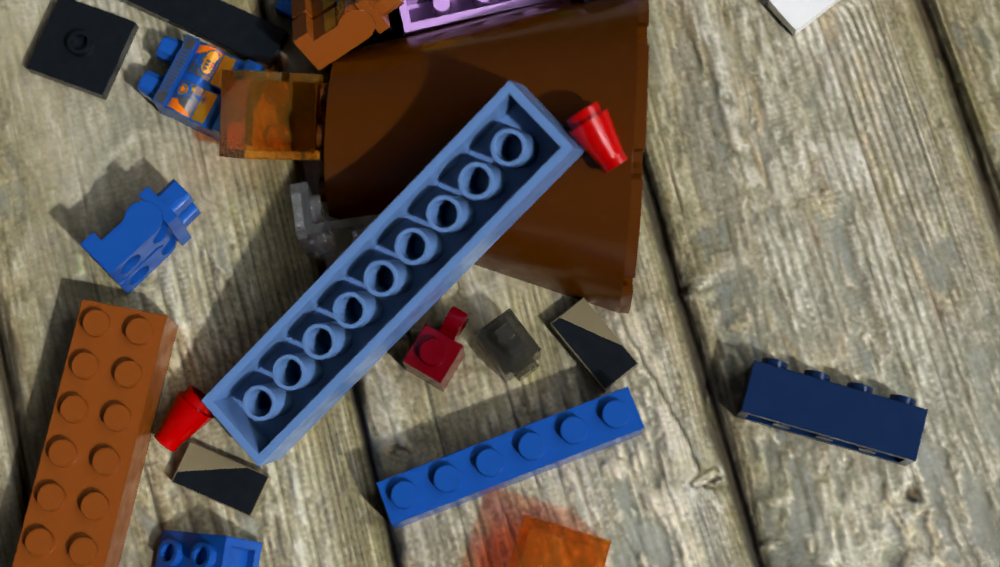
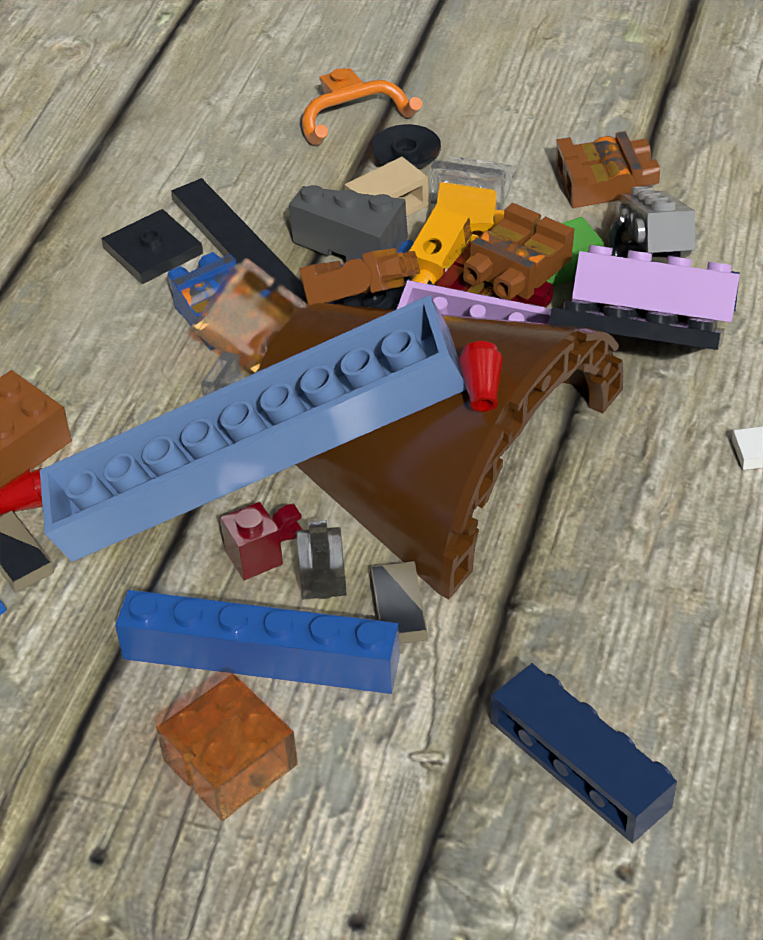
camera: 30 degrees right, 30 degrees down
(144, 235) = (92, 357): blue hips -> none

